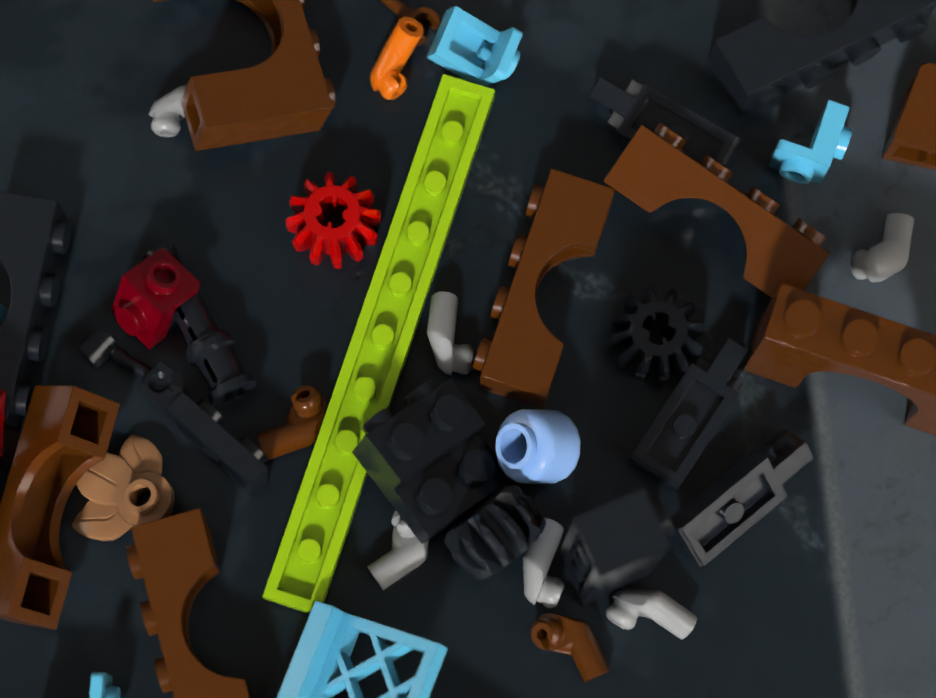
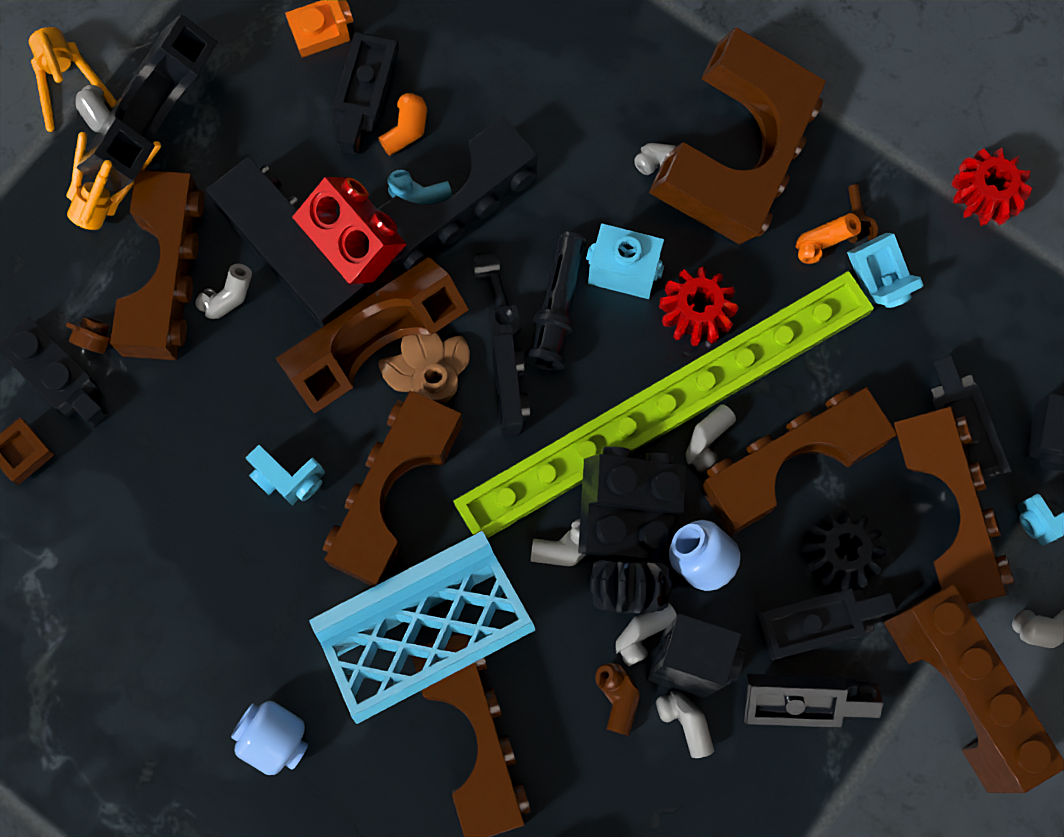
camera: 45 degrees right, 0 degrees up
(151, 295) = (545, 259): dark red bracket -> none
(235, 249) = (625, 261): none -> medium azure head
(300, 427) = (567, 417): reddish brown arm -> none

